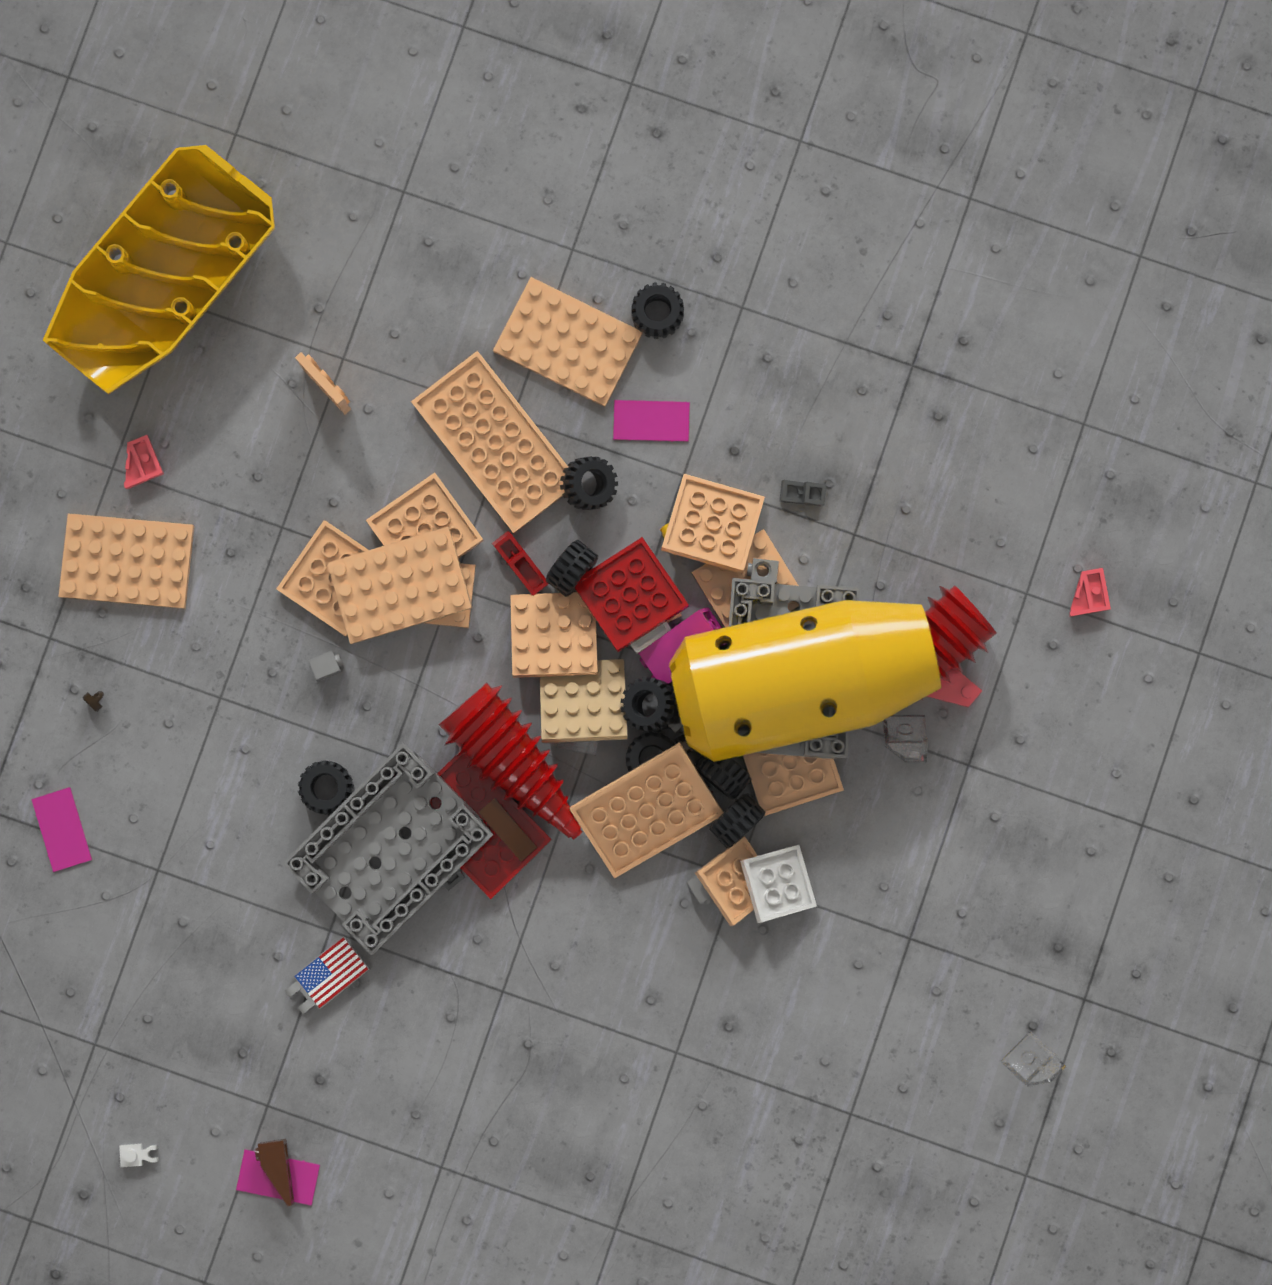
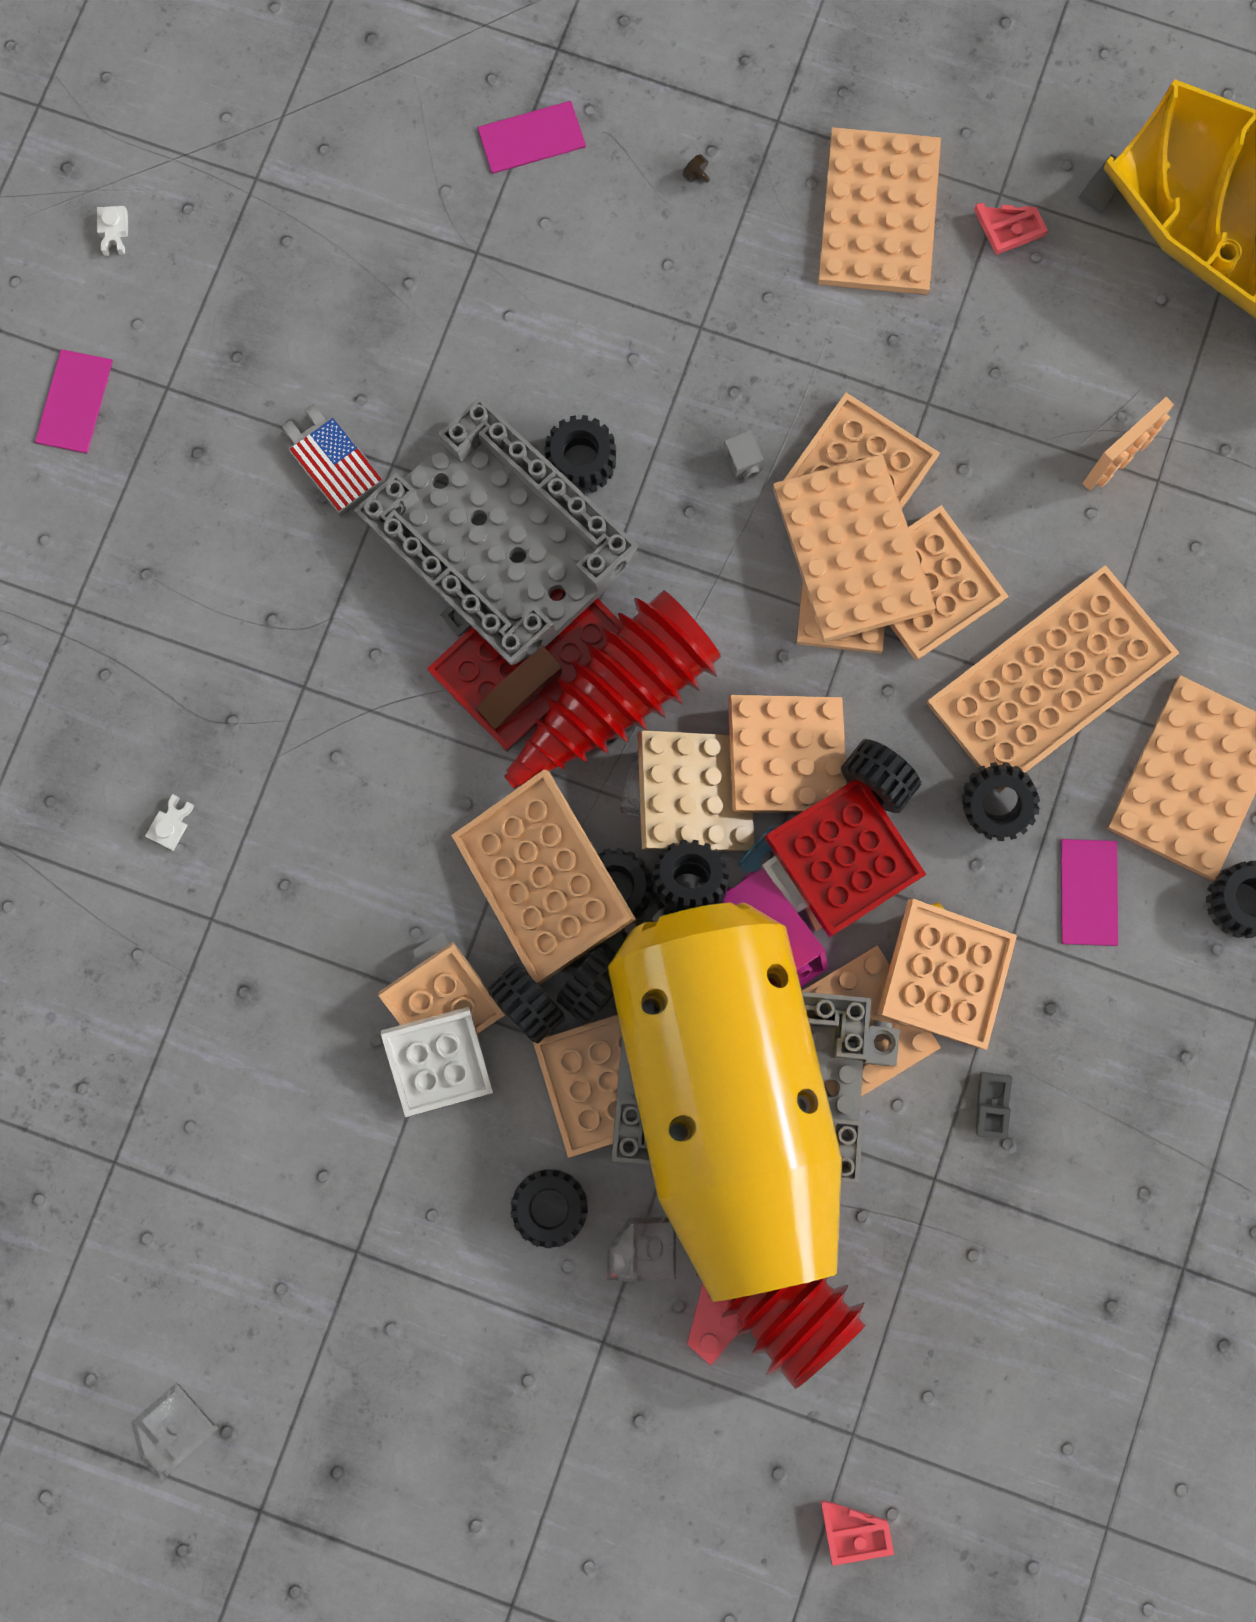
camera: 85 degrees right, 5 degrees down
(115, 399) = (1099, 190): none -> dark grey slope
(276, 1165) = (85, 394): reddish brown slope -> none
(520, 563) = (886, 709): red slope -> none
(609, 1087) = (167, 827): none -> white plate
(631, 660) = (753, 859): none -> dark azure piece
(897, 802) = (522, 1213): none -> black tyre

